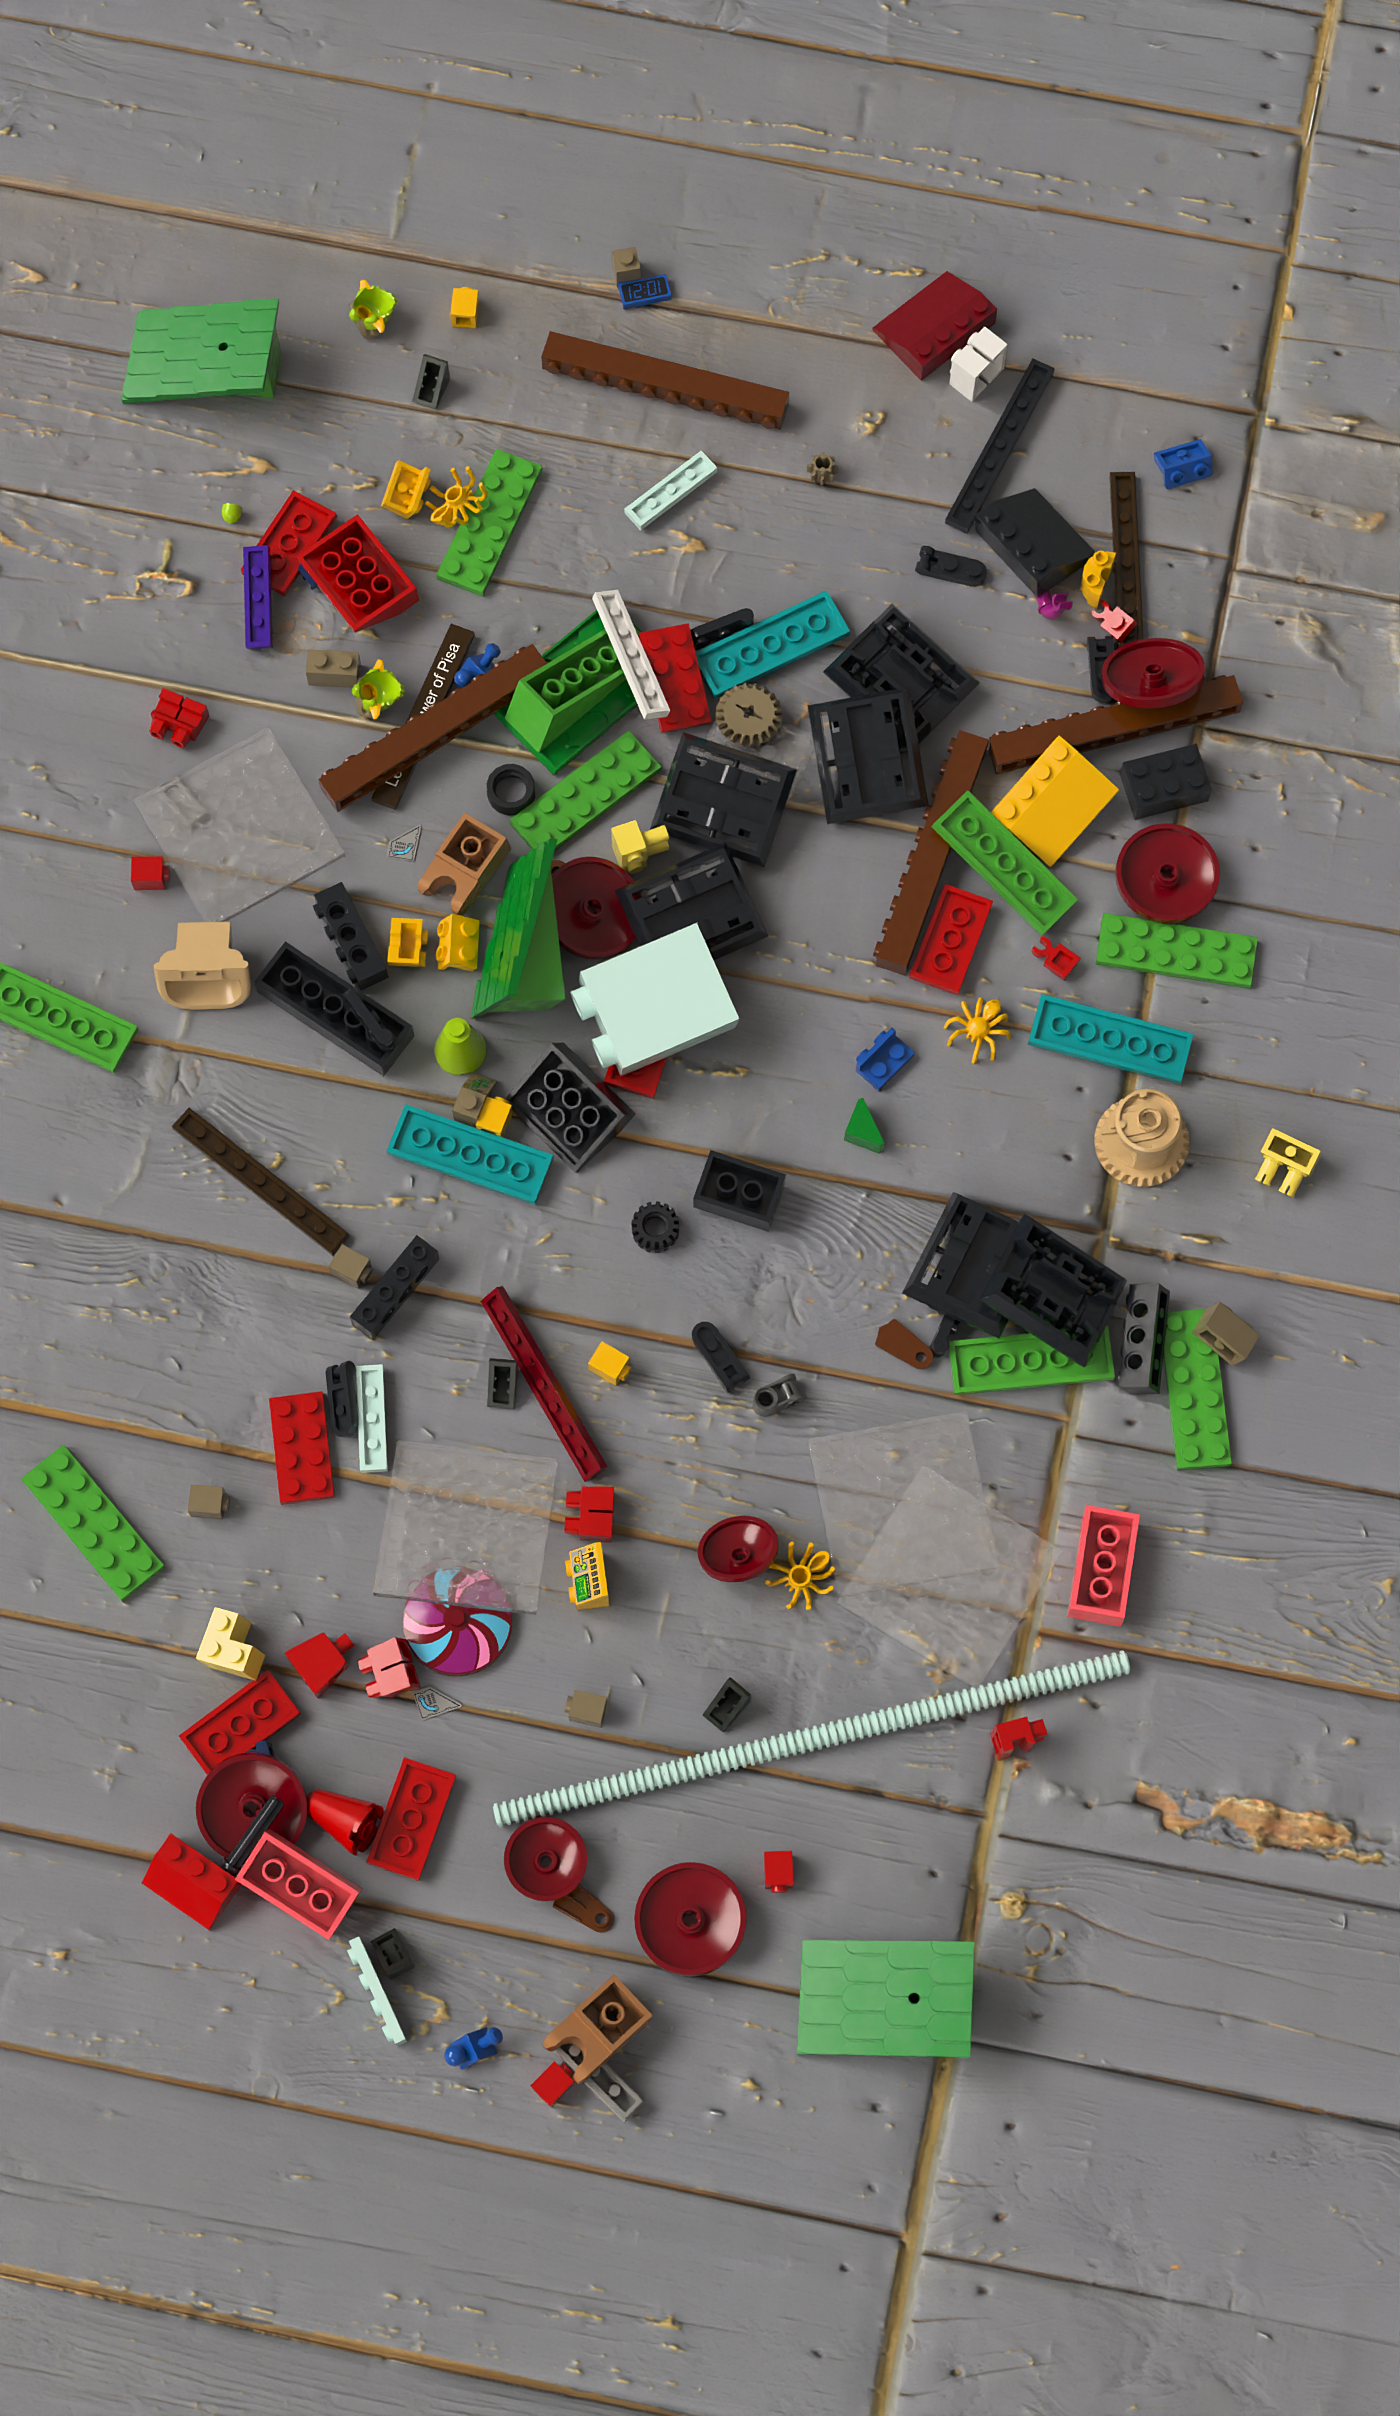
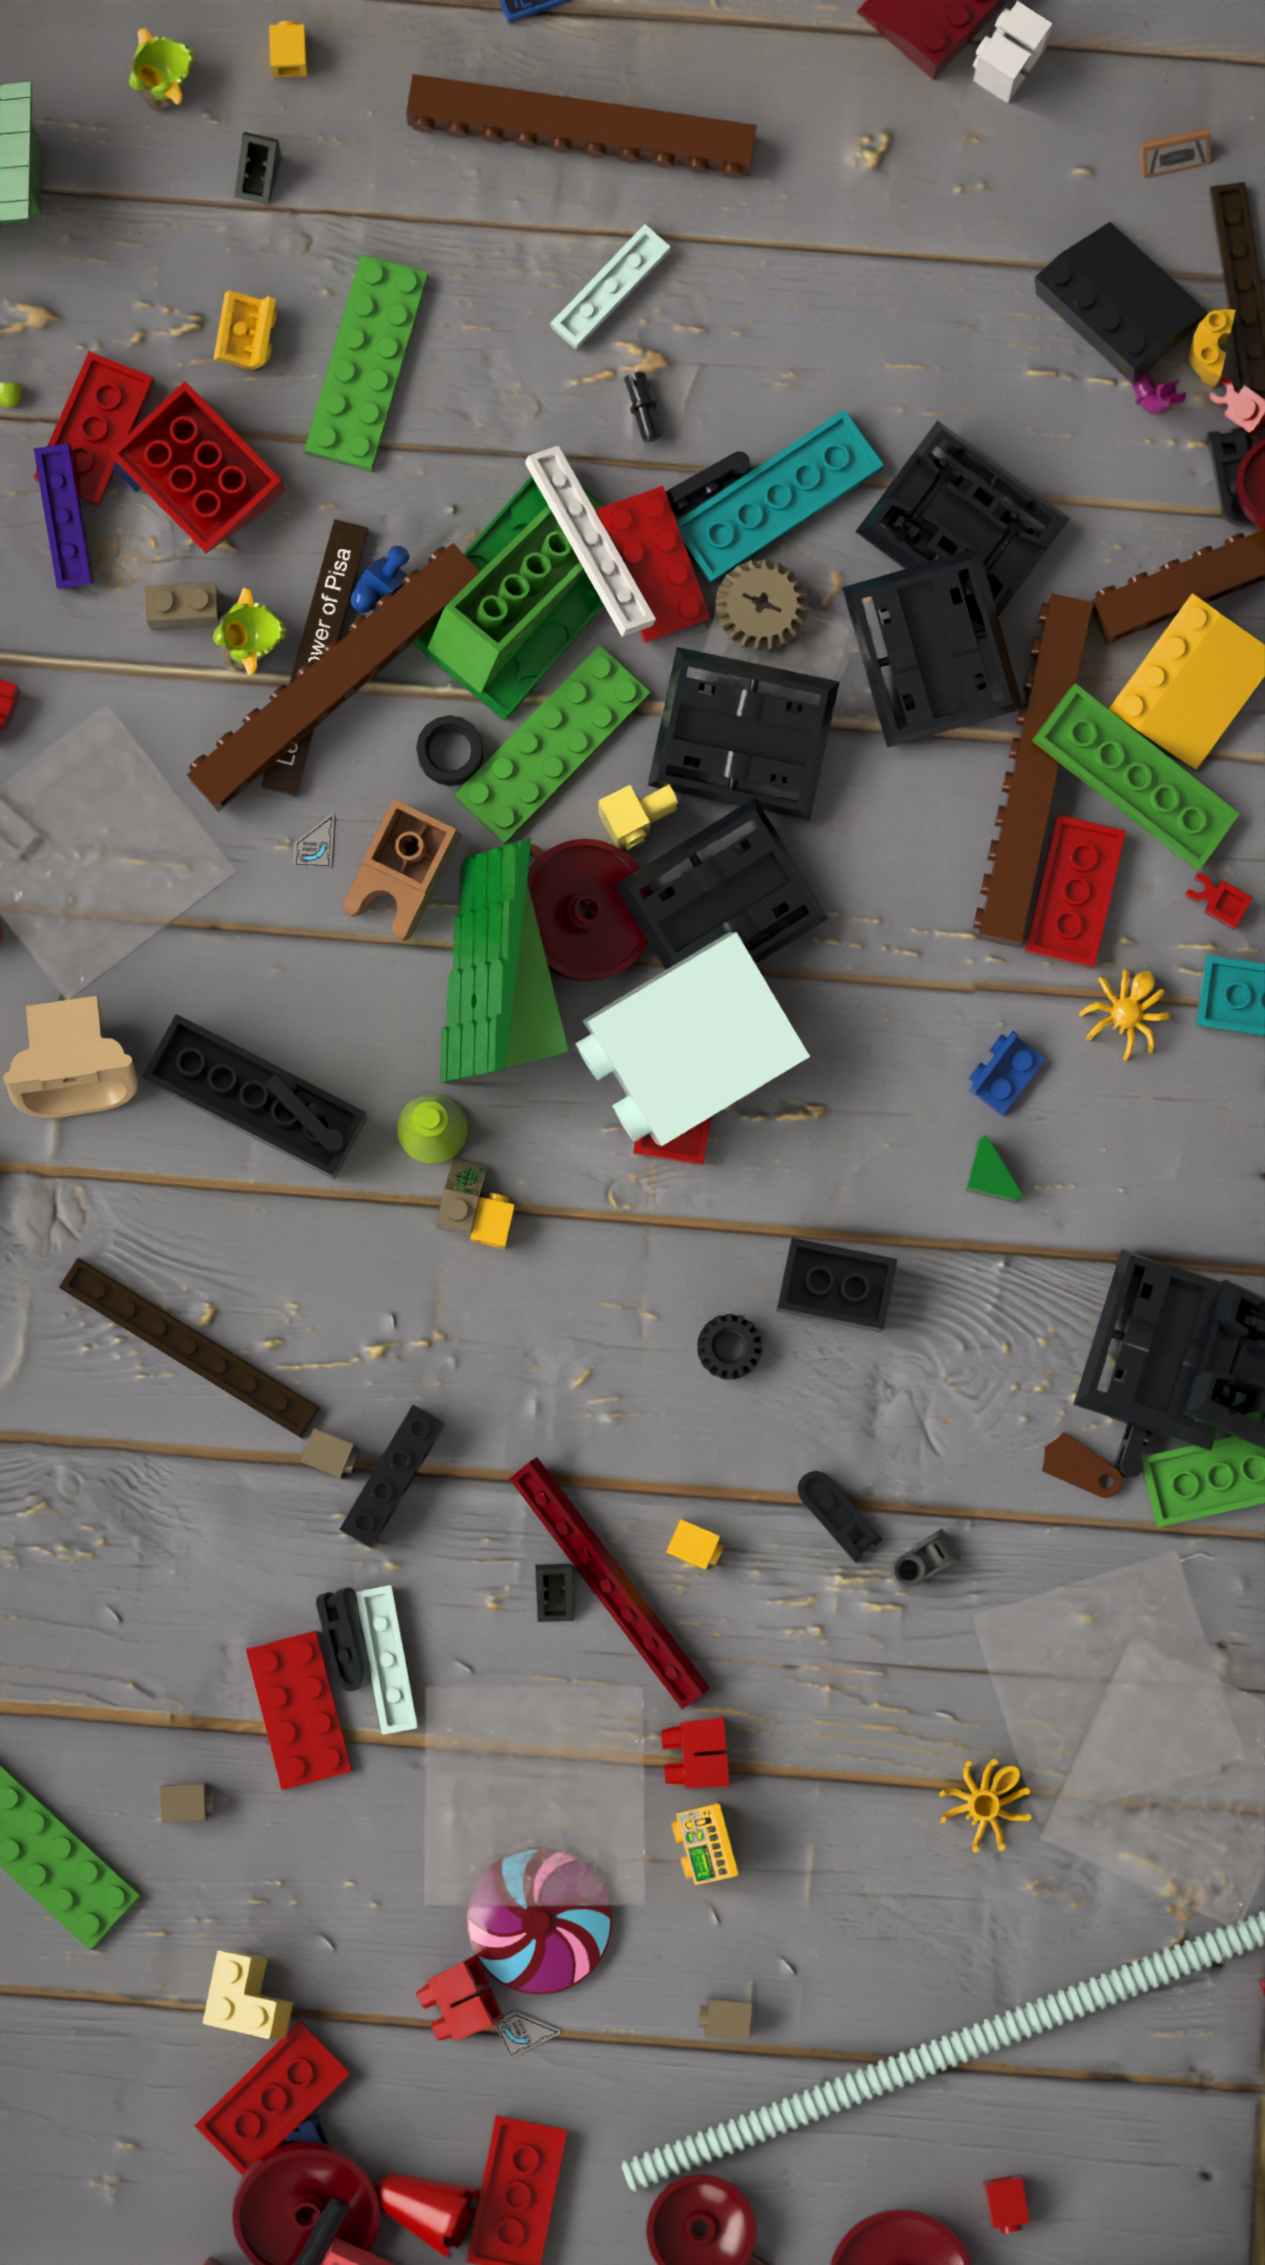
camera: 10 degrees left, 10 degrees up
(320, 1661) = (366, 2000): red torso -> none
(338, 900) = (236, 939): black brick -> none
(407, 943) = (339, 990): yellow cylinder -> none
(456, 499) = (316, 339): yellow animal -> none
(458, 943) = (408, 979): yellow bracket -> none
(470, 1154) = (466, 1276): teal plate -> none
(569, 1106) = (590, 1192): black slope -> none
(683, 573) = (643, 407): none -> black axle
(727, 1705) = (910, 1990): pearl dark grey slope -> none
(738, 1549) = (896, 1762): dark red dish -> none
(826, 470) = (816, 239): dark tan gear -> none
(951, 567) = (1009, 352): black plate -> none
(999, 445) = (1055, 166): black plate -> none
(1087, 446) = (1175, 153): none -> slope

